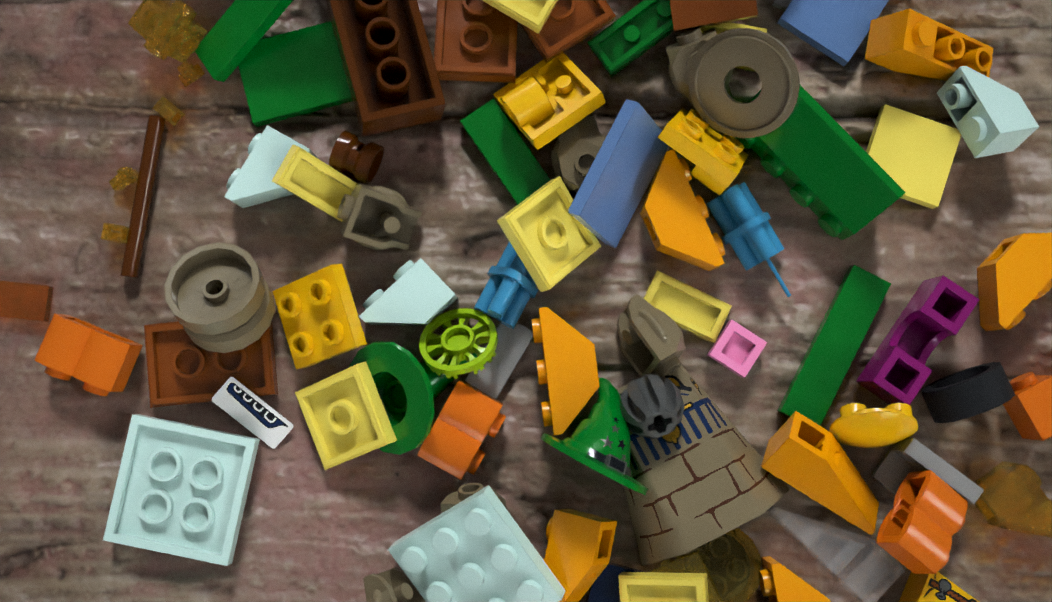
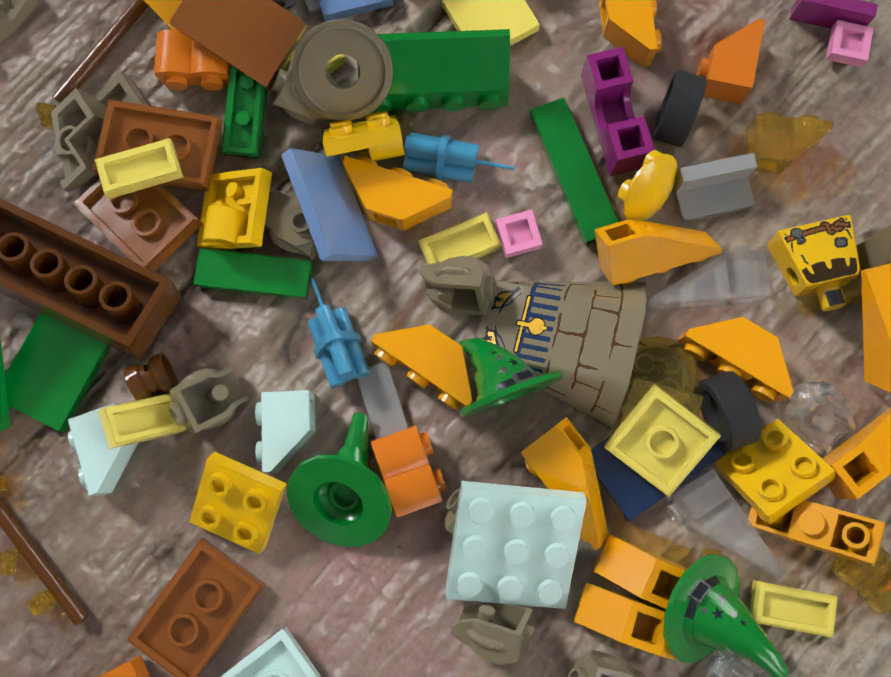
camera: 45 degrees left, 5 degrees down
(220, 297) = (156, 561): dark tan wheel -> none
(252, 412) = (261, 614): white sticker -> none
(345, 415) = (324, 545): light yellow tile -> none
(458, 342) = (345, 418): lime wheel -> none
(548, 236) = (326, 290): light yellow tile -> none
(652, 406) = (506, 321): dark grey piece -> none
(922, 522) = (742, 211): orange brick -> none

